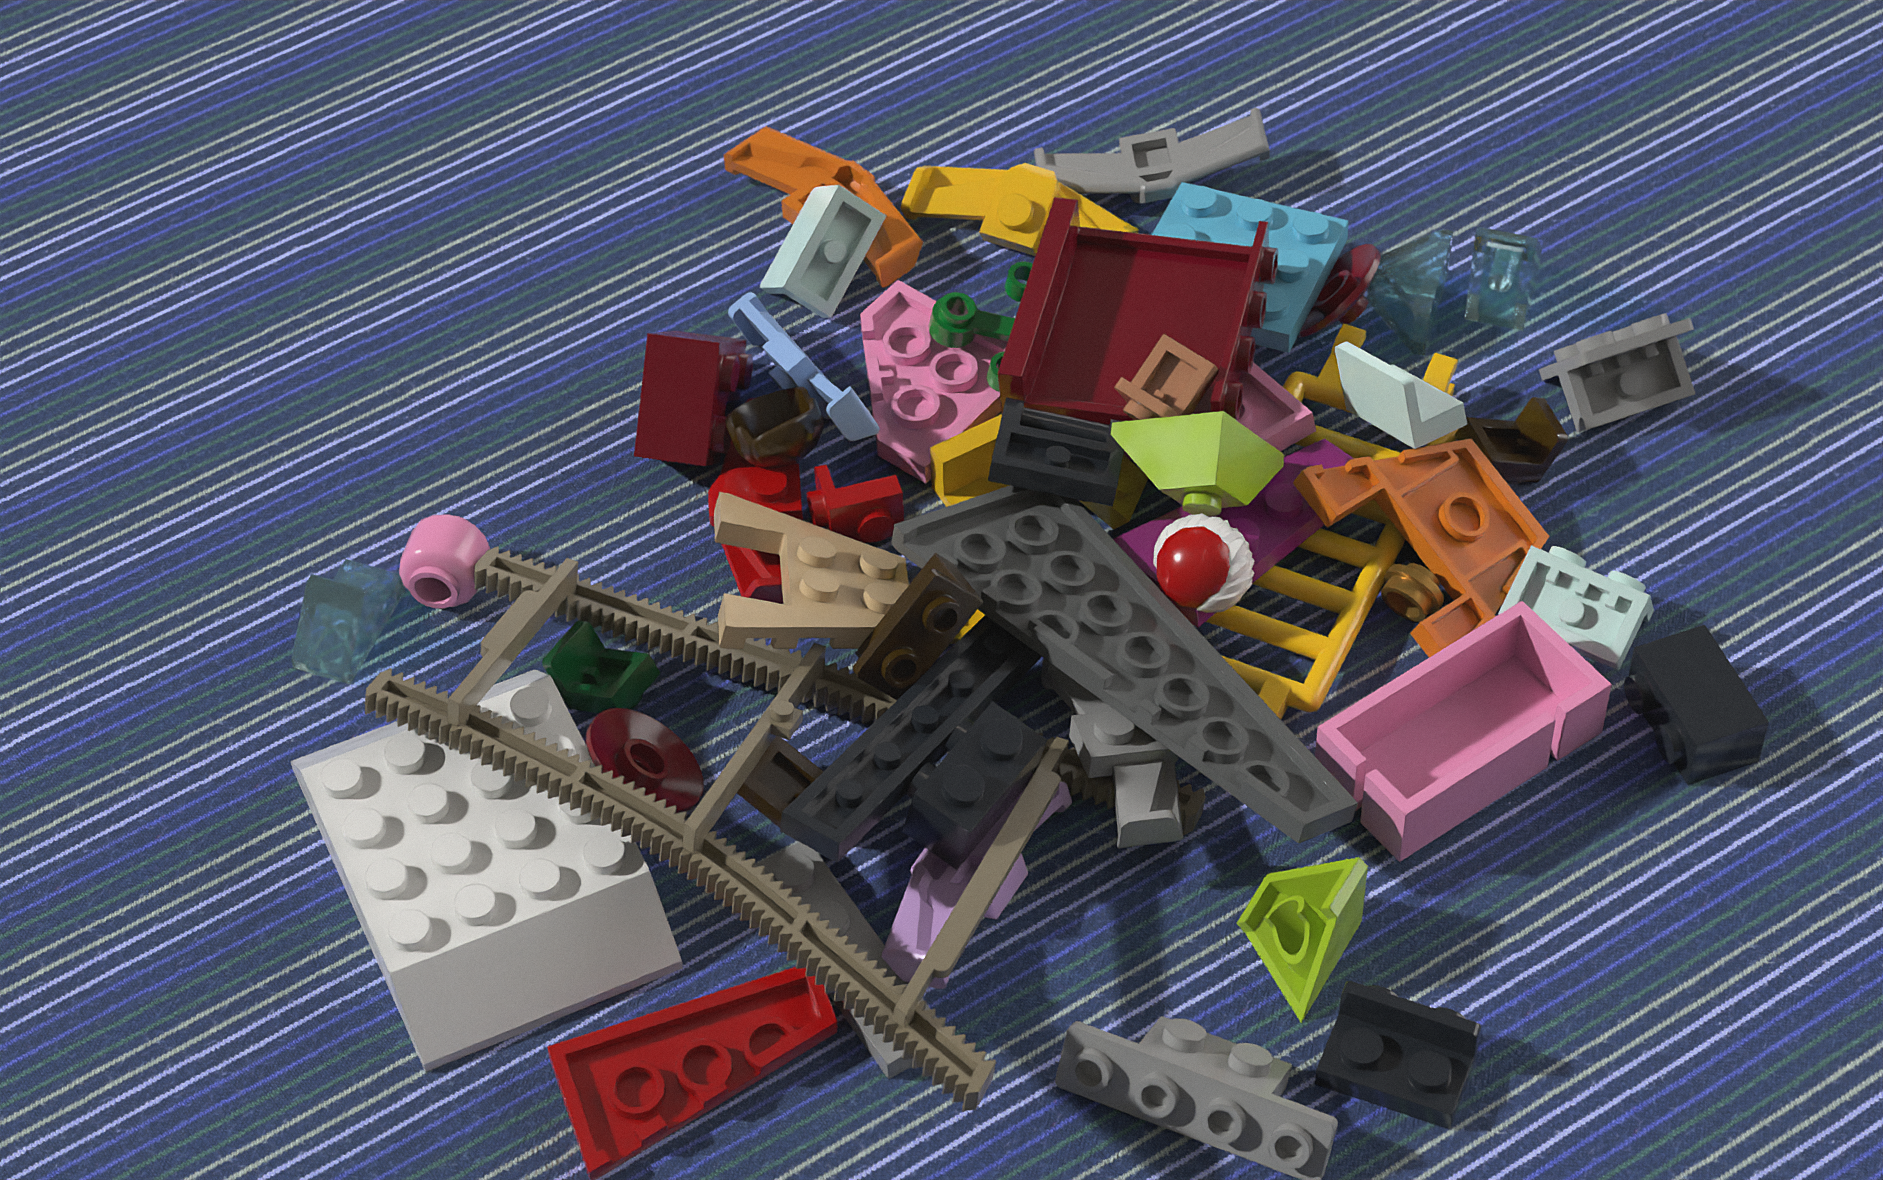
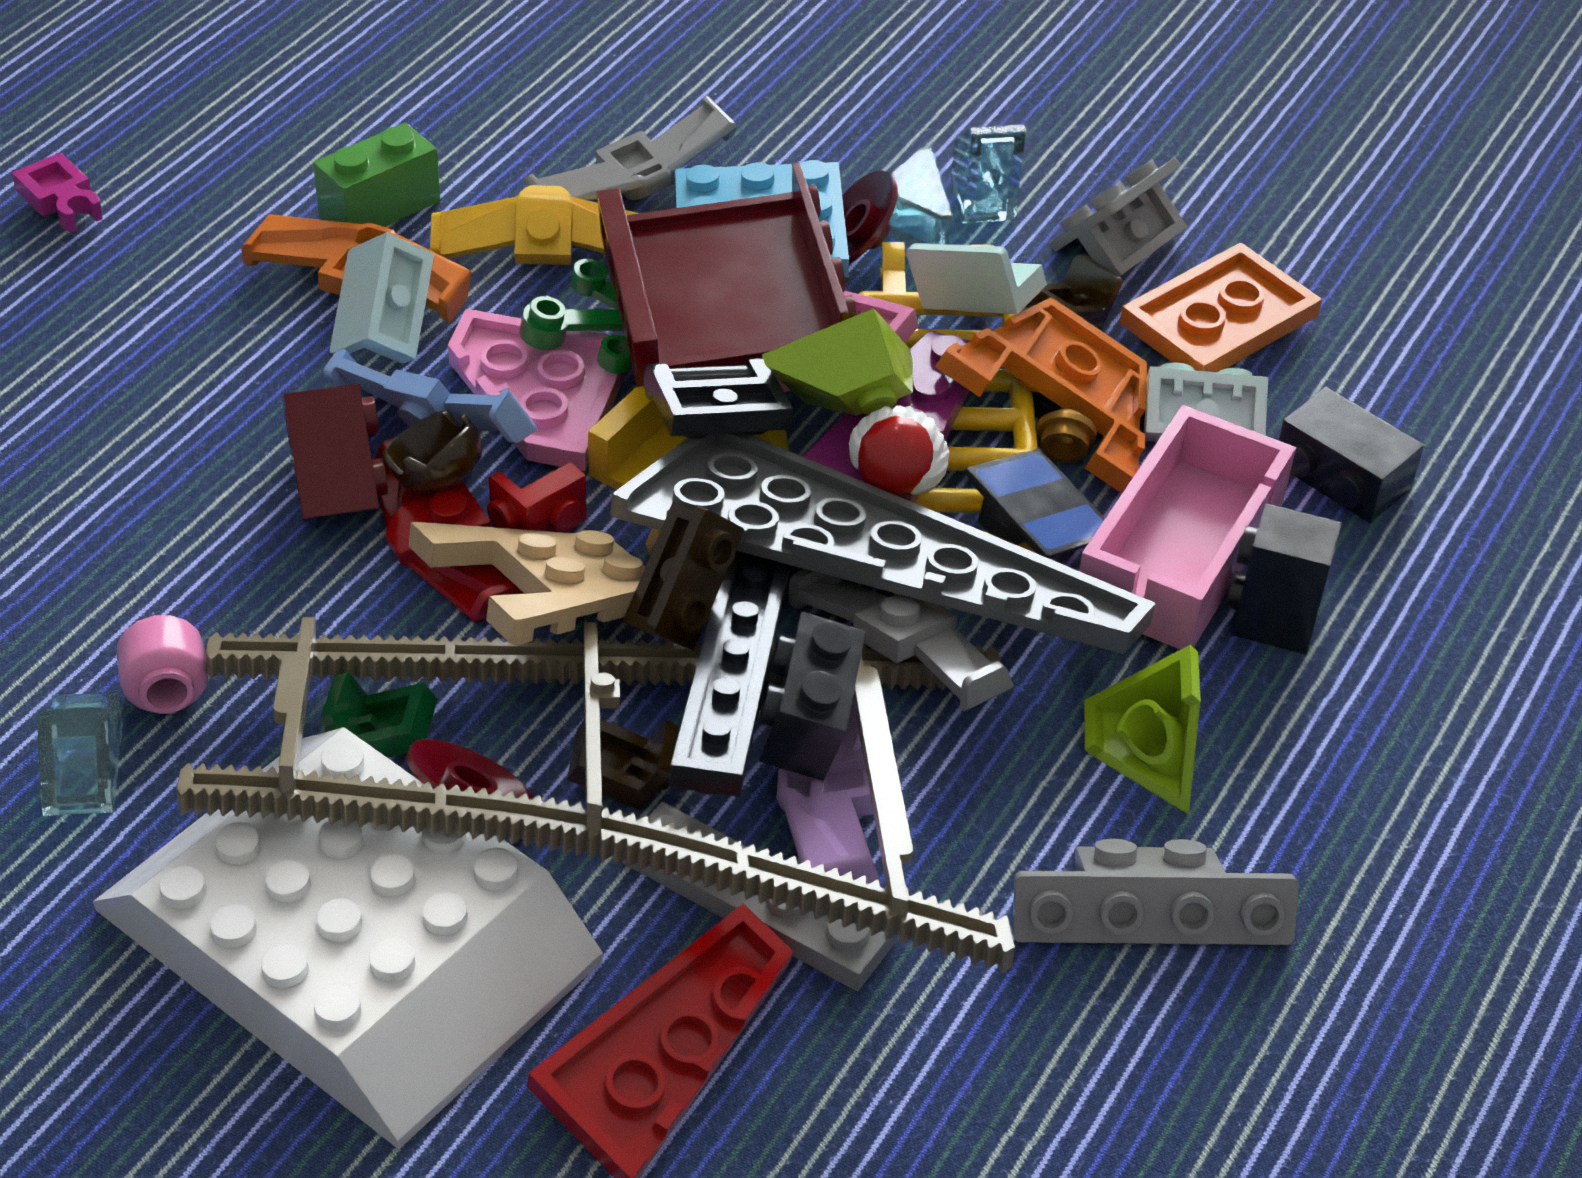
camera: 30 degrees left, 5 degrees down
(596, 44) = (57, 187): none -> dark pink plate
(889, 115) = (378, 178): none -> bright green brick
(1167, 383) = (790, 308): nougat bracket -> none
(1319, 655) = (1033, 504): none -> piece
(1399, 1054) = (1295, 807): black bracket -> none
(1521, 818) = (1284, 577): none -> black brick
(1667, 502) = (1220, 310): none -> orange plate

